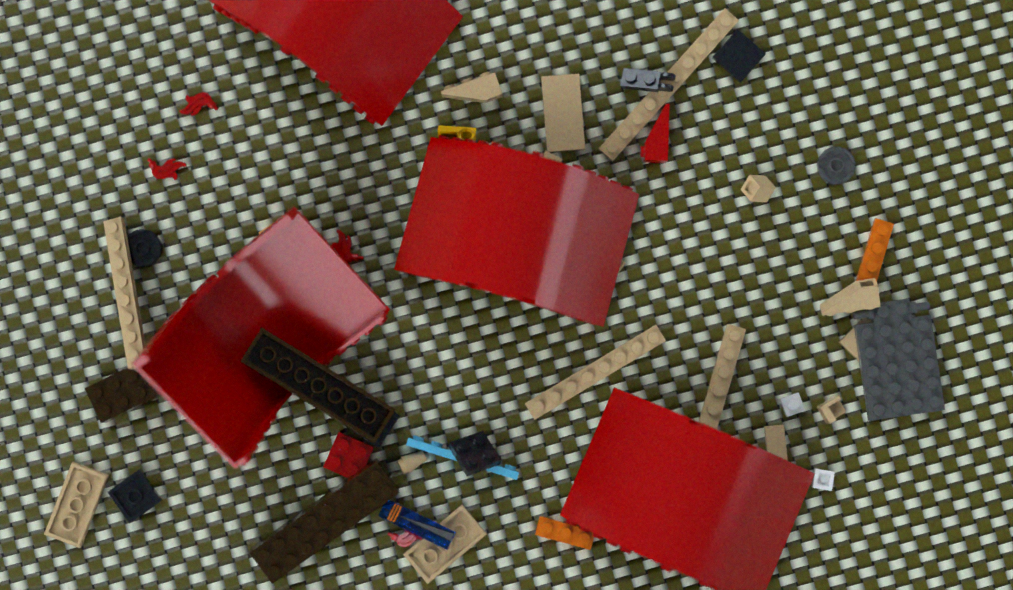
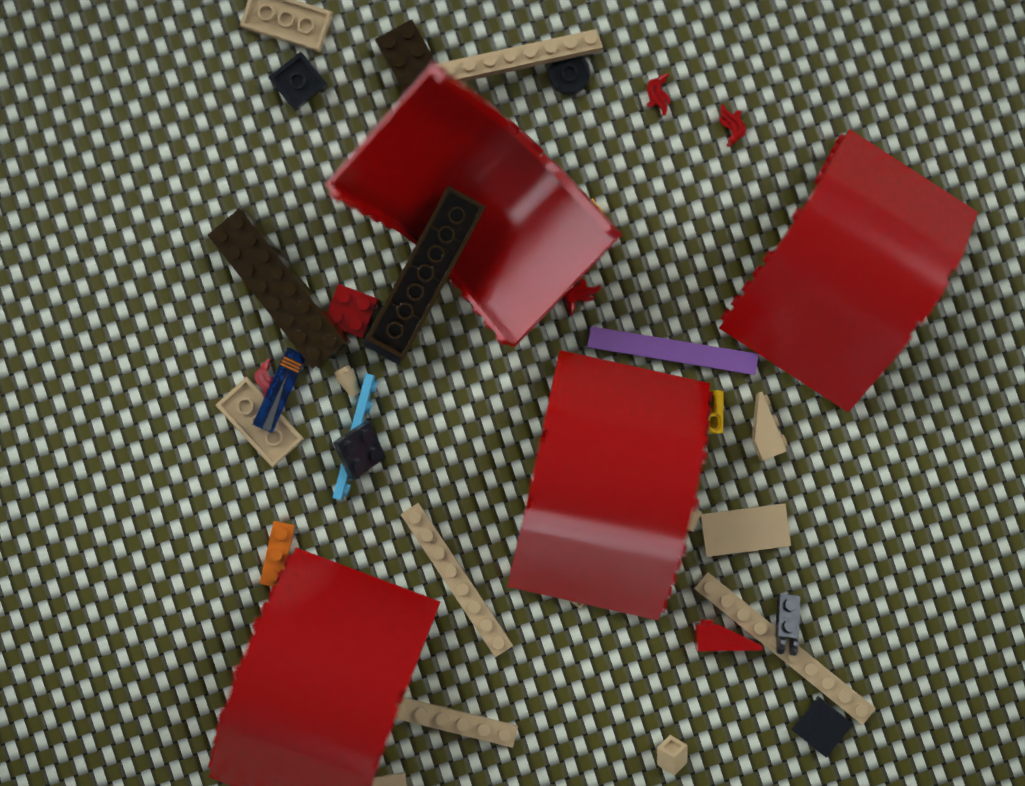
camera: 95 degrees right, 0 degrees up
(399, 168) = (672, 350): none -> medium lavender tile

